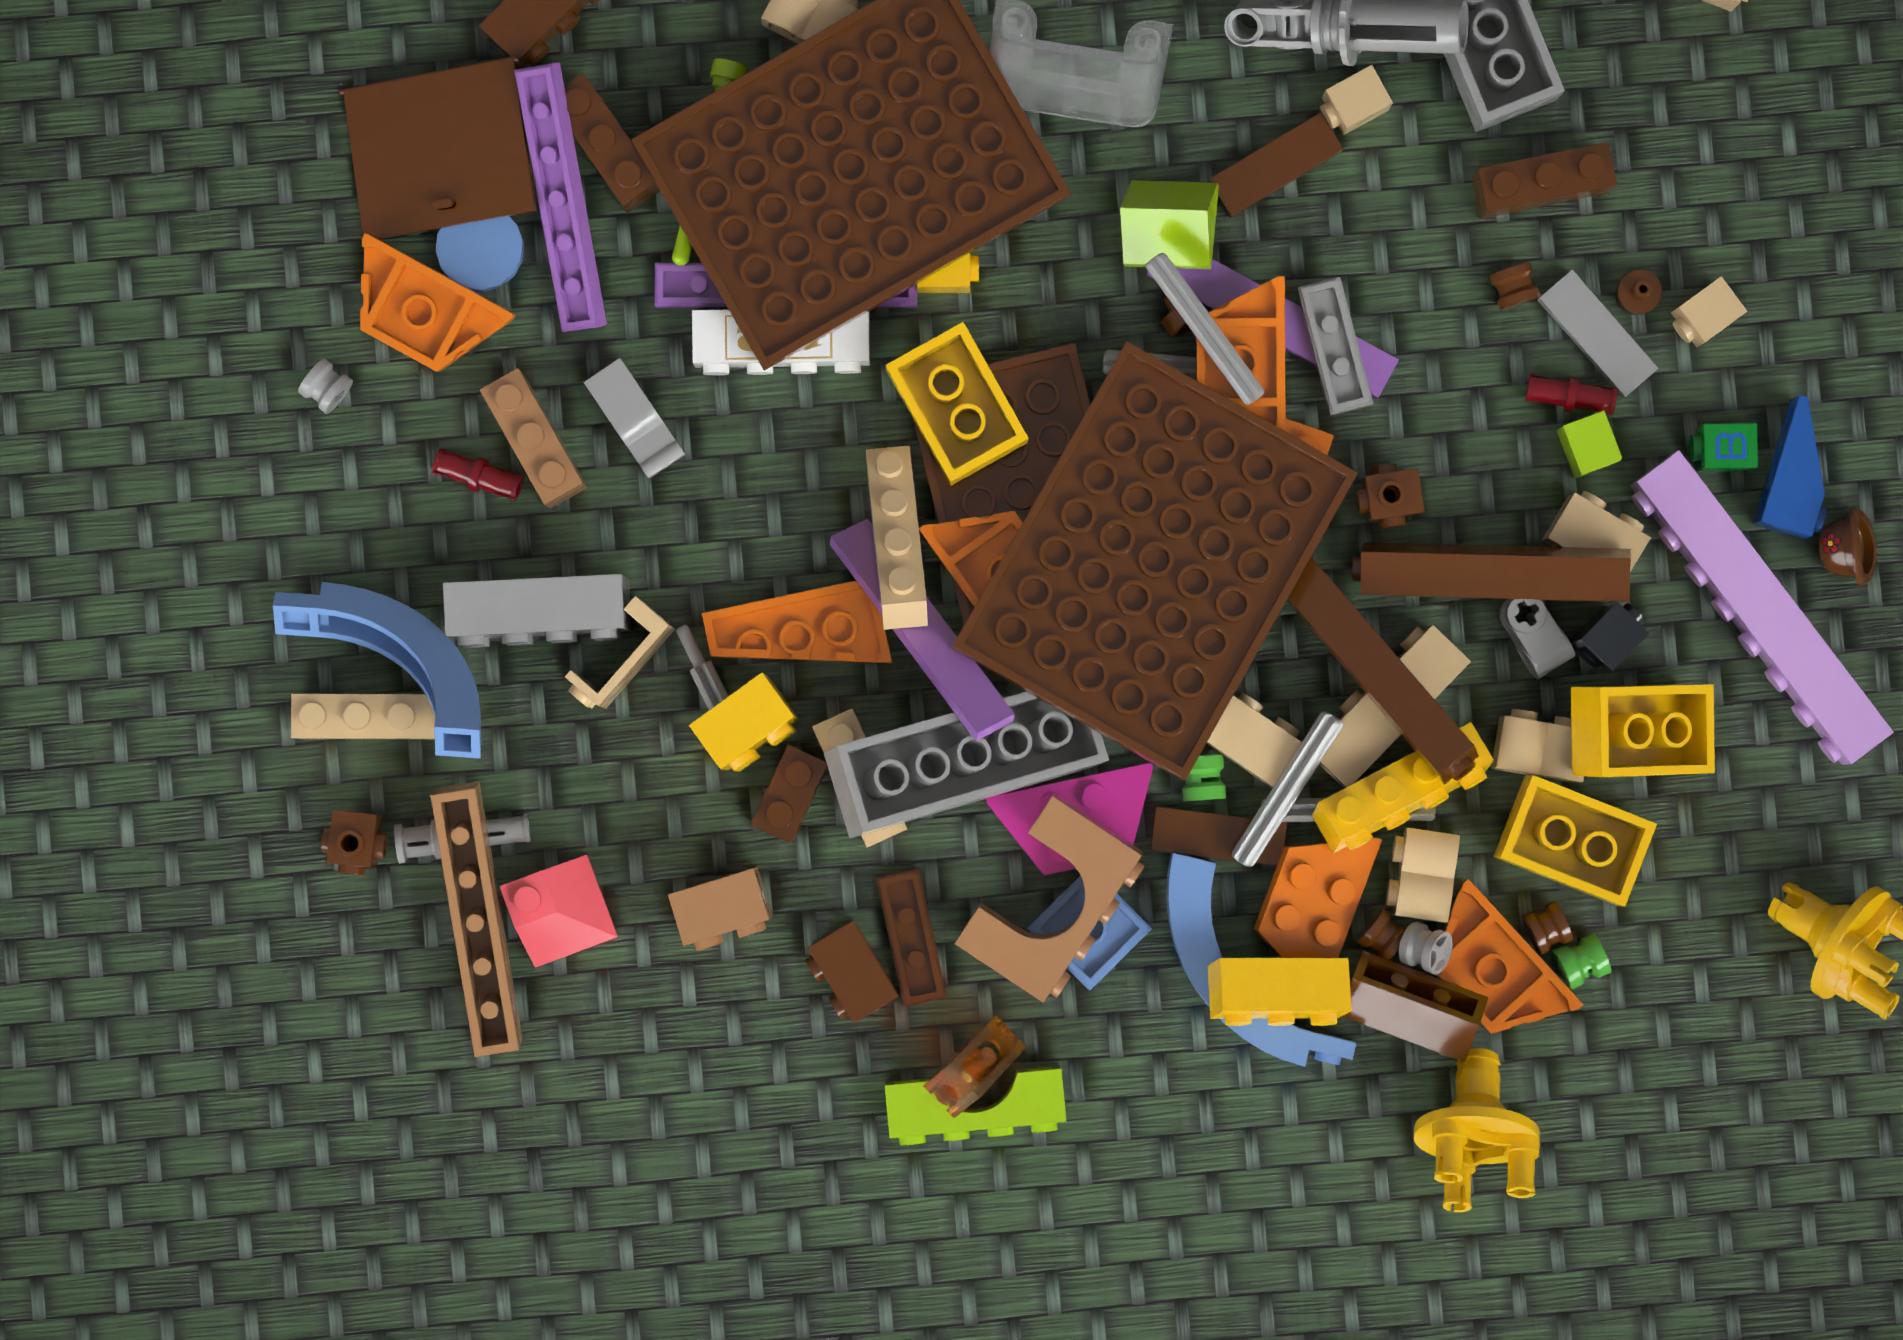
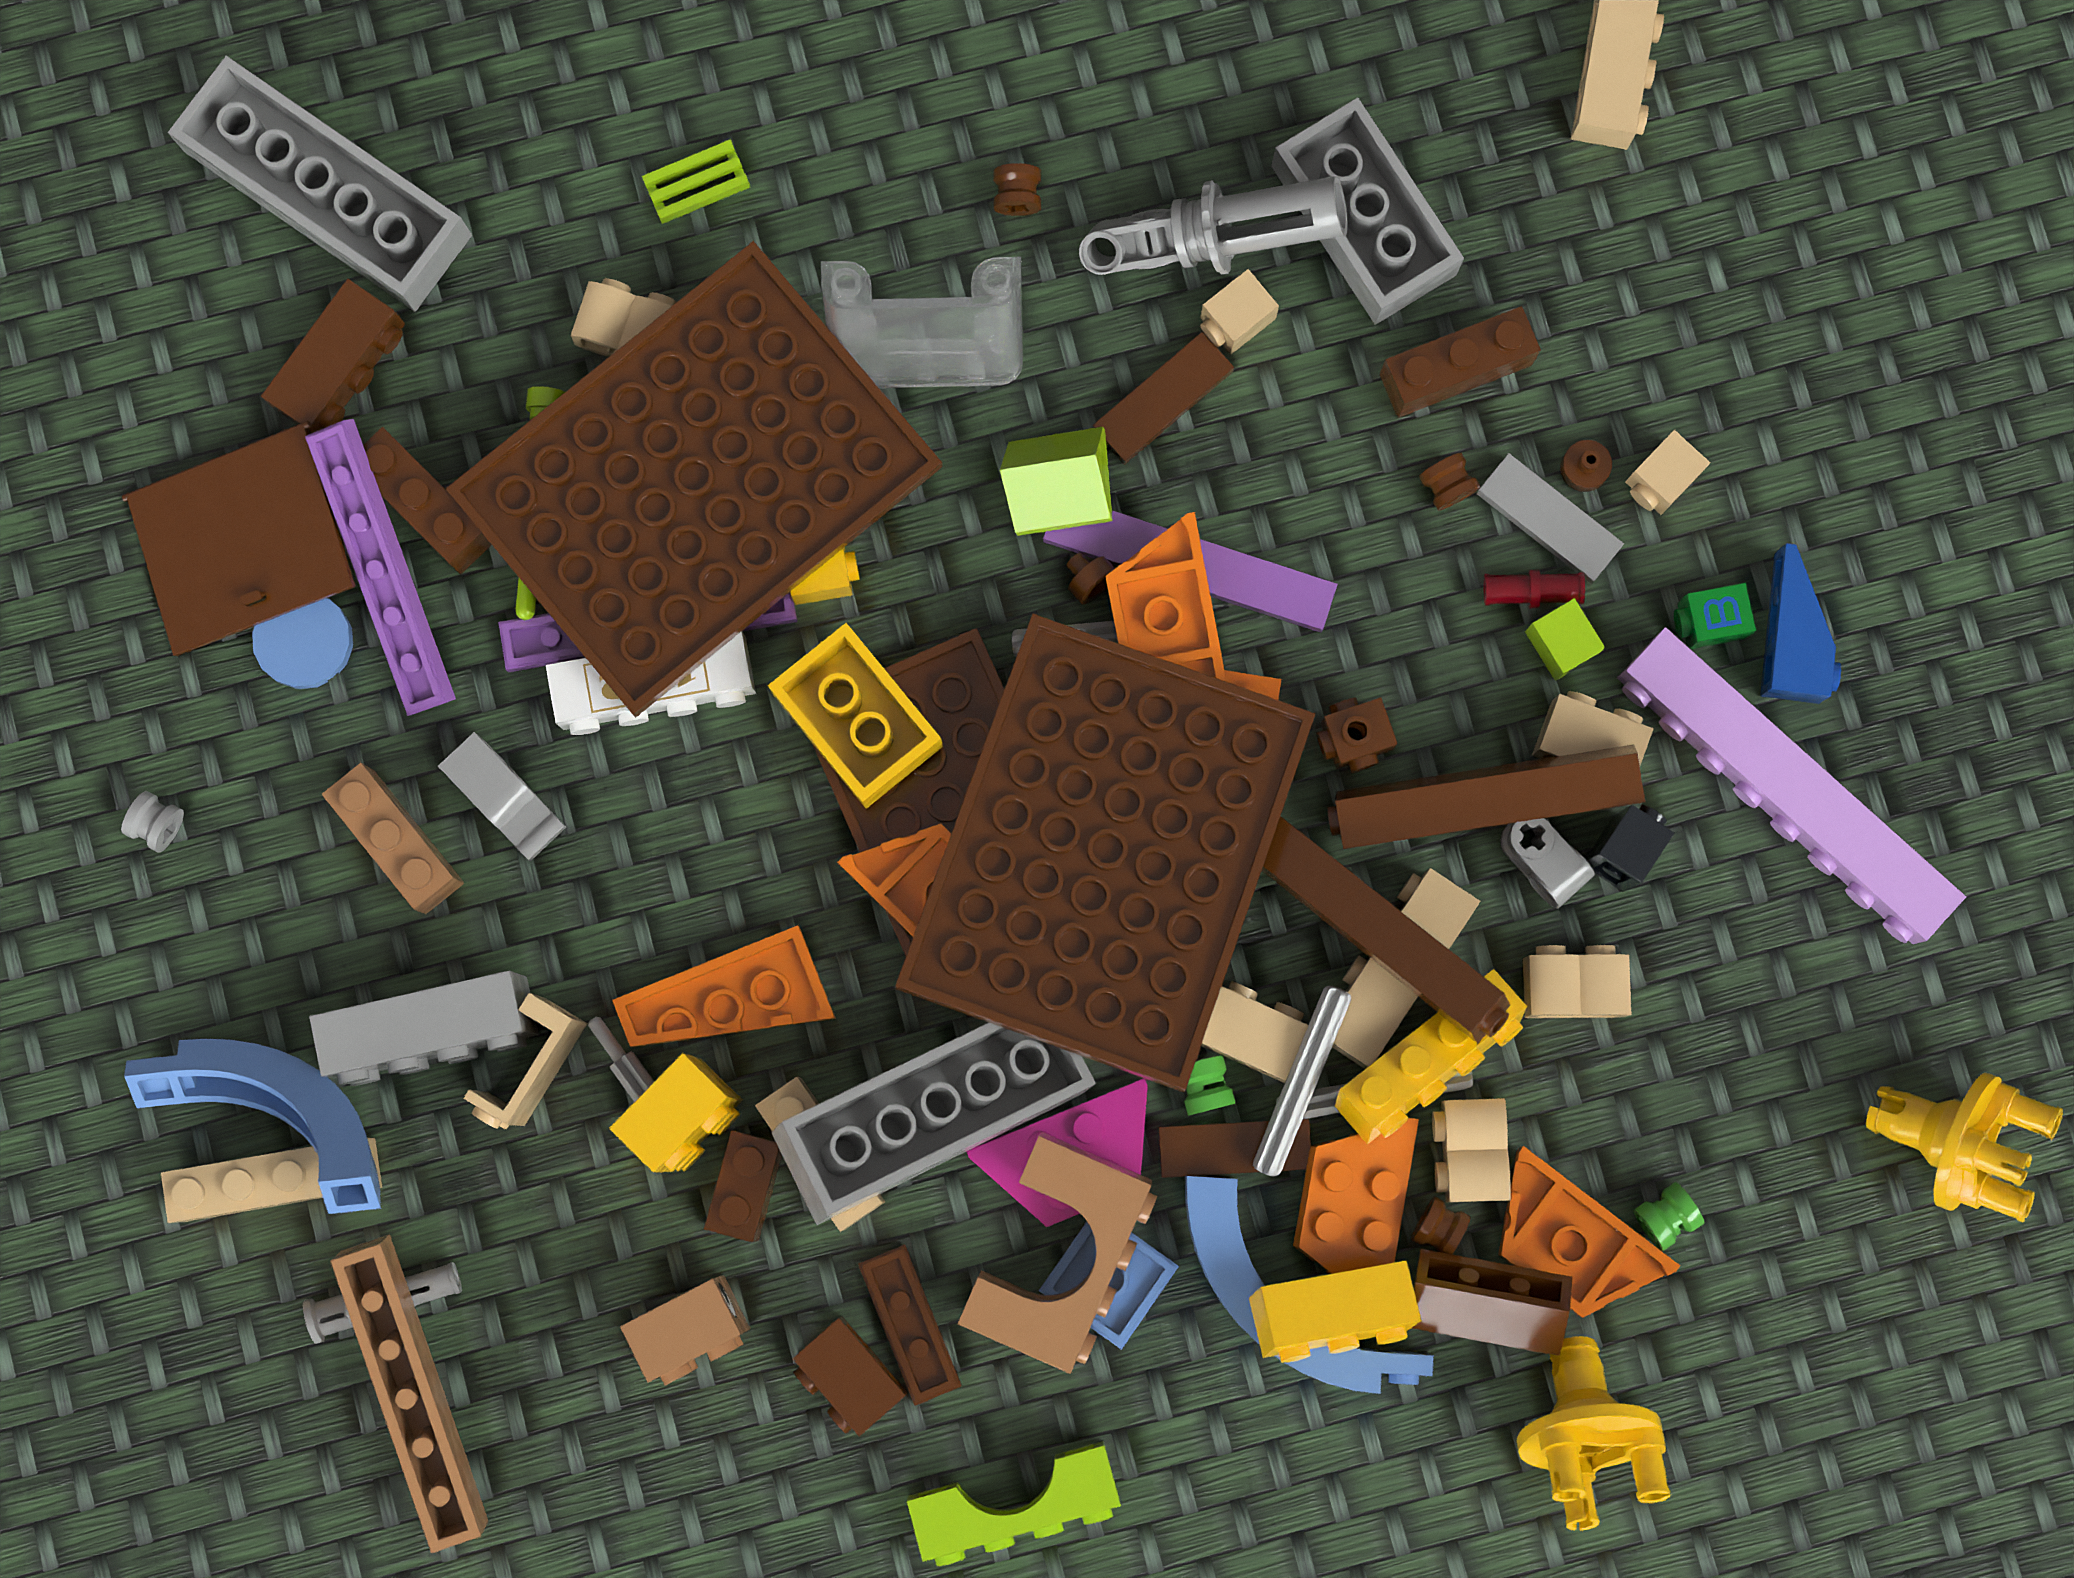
camera: 10 degrees left, 5 degrees down
(371, 842) = (263, 1310): reddish brown brick -> none
(422, 308) = (248, 717): orange wing -> none
(478, 474) = (338, 889): dark red pin -> none
(559, 911) = (505, 1365): coral slope -> none
(896, 538) = (814, 877): tan brick -> none
(953, 674) = (860, 975): medium lavender tile -> none
(974, 1070) = (1005, 1464): clear orange brick -> none
(1205, 328) = (1116, 584): light grey axle -> none
(1334, 346) = (1264, 581): light grey tile -> none
(1425, 948) = (1491, 1233): light grey wheel -> none
(1547, 927) = (1623, 1185): reddish brown wheel -> none
(1575, 840) = (1635, 1081): yellow brick -> none
(1642, 730) = (1687, 944): yellow brick -> none
(1850, 547) = (1873, 701): reddish brown hat -> none

